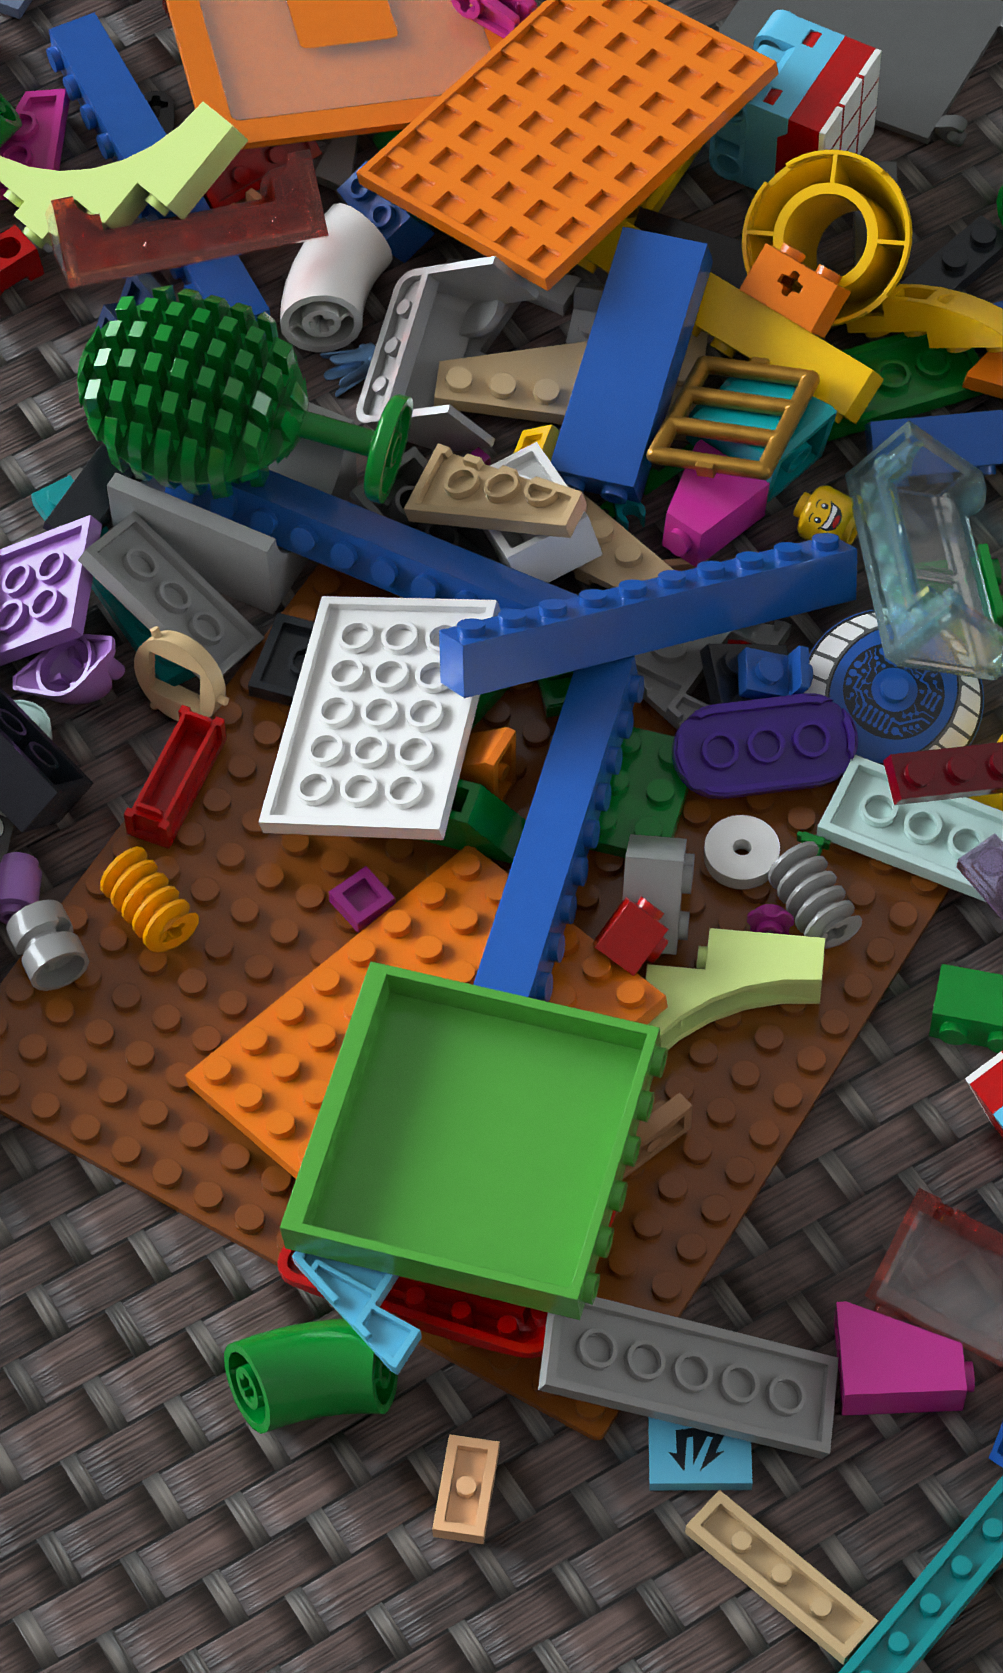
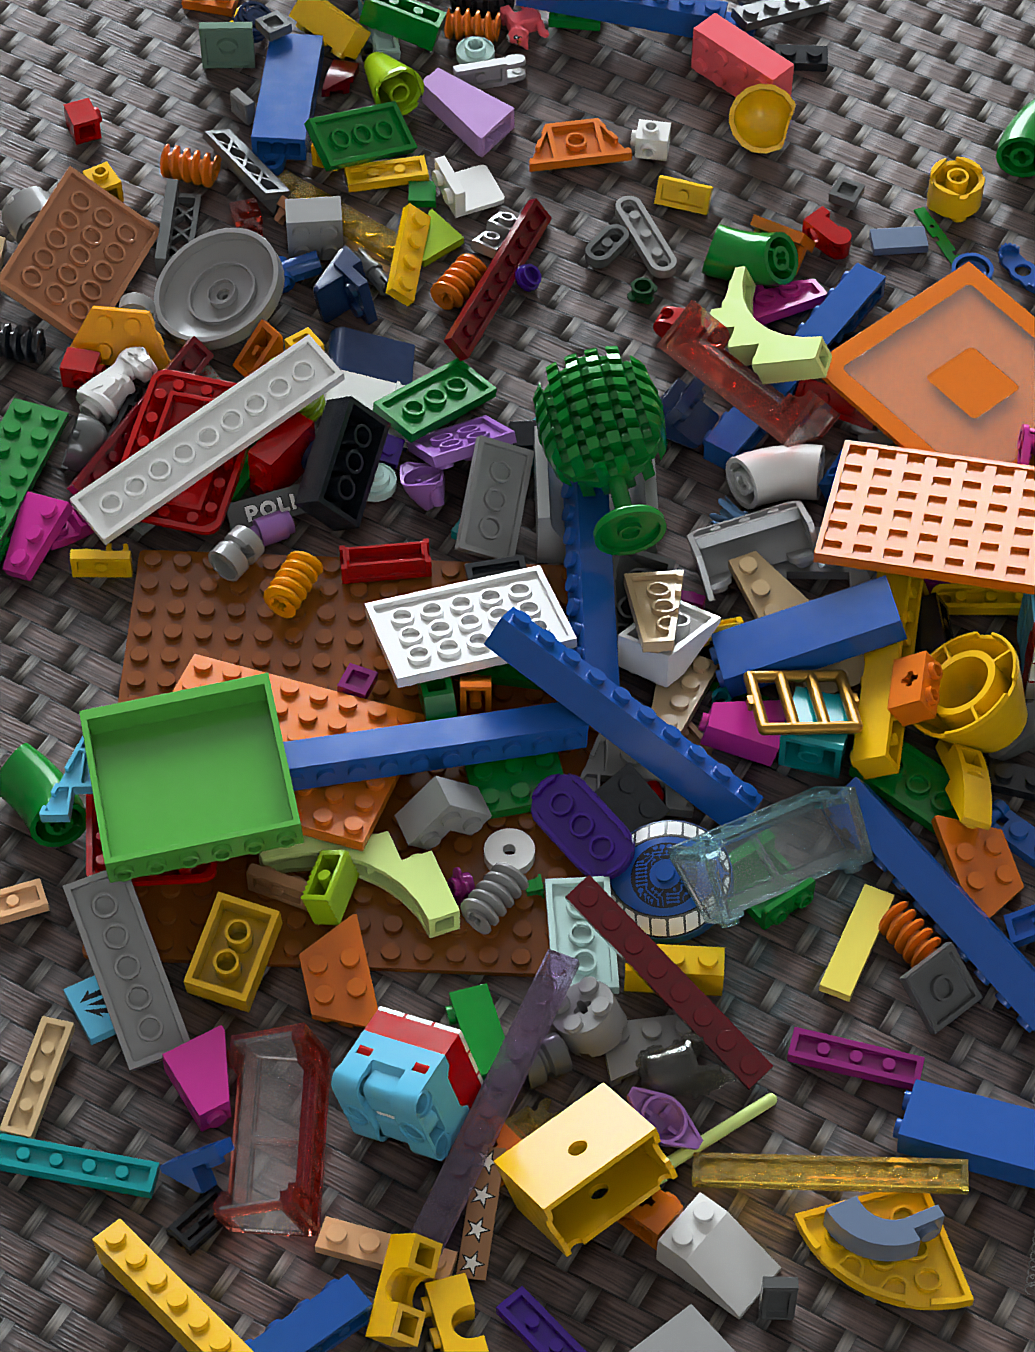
camera: 60 degrees right, 5 degrees down
(190, 655) = (447, 528): tan piece -> none
(633, 935) = (393, 809): red brick -> none
(701, 1076) = (330, 887): none -> lime brick
(730, 1235) = (233, 952): none -> yellow brick
(773, 674) = (631, 805): blue bracket -> none
(825, 1135) = (339, 977): none -> orange wing
(826, 512) = (779, 787): yellow head -> none

